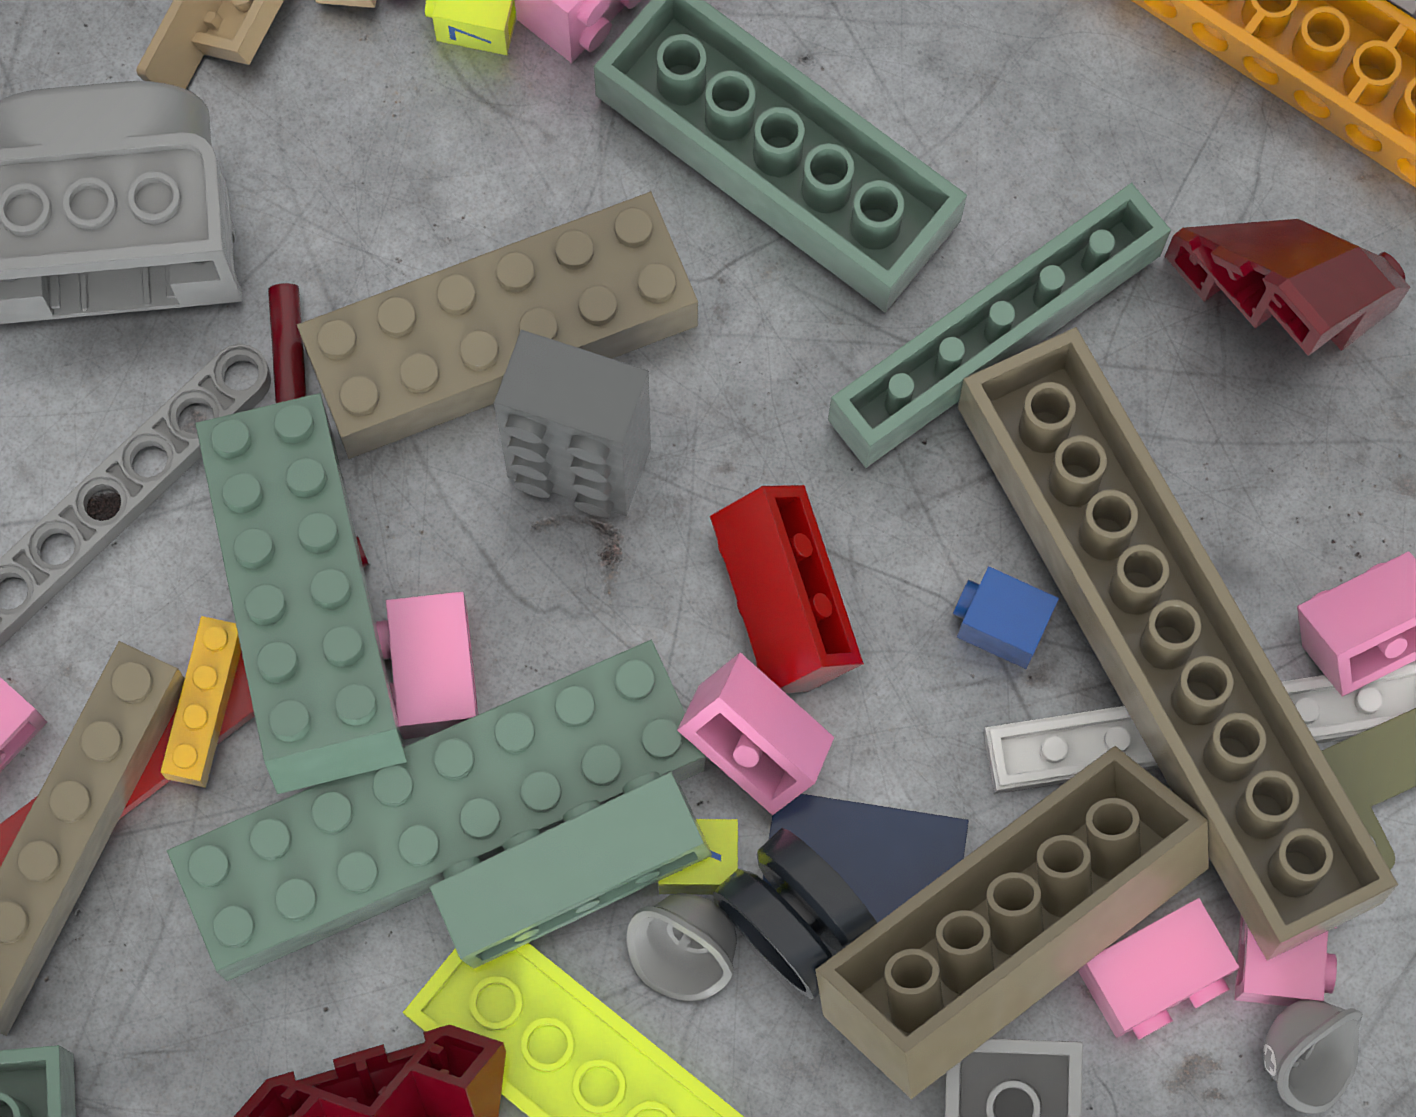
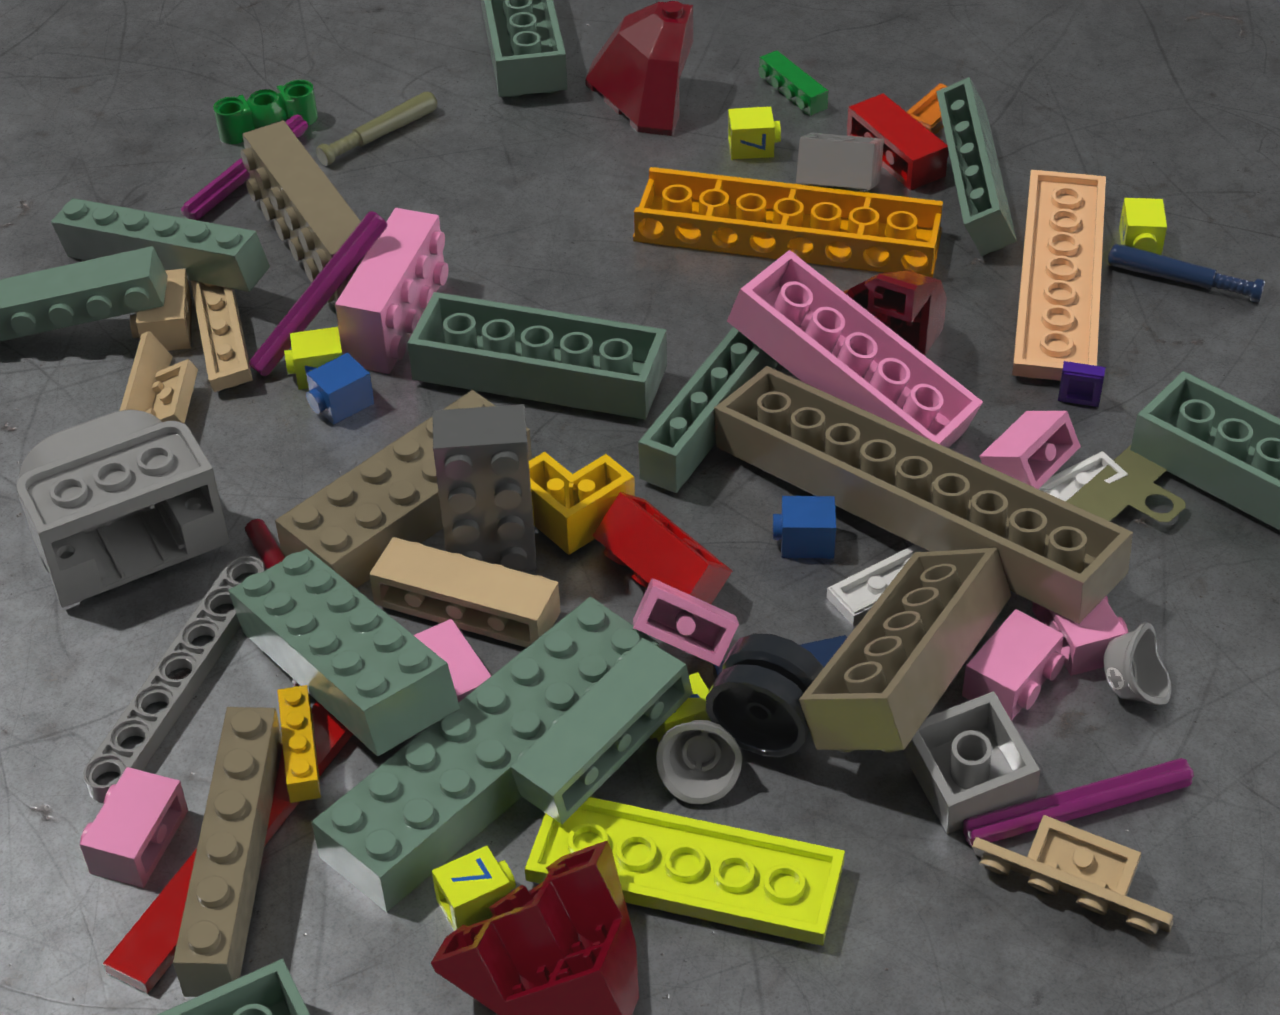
camera: 20 degrees left, 30 degrees down
(333, 1013) = (470, 886): none -> neon yellow brick
(482, 83) = (339, 388): none -> blue brick
(504, 542) = (467, 590): none -> tan brick
(710, 457) = (573, 505): none -> yellow brick
(1198, 377) = (848, 351): none -> bright pink brick

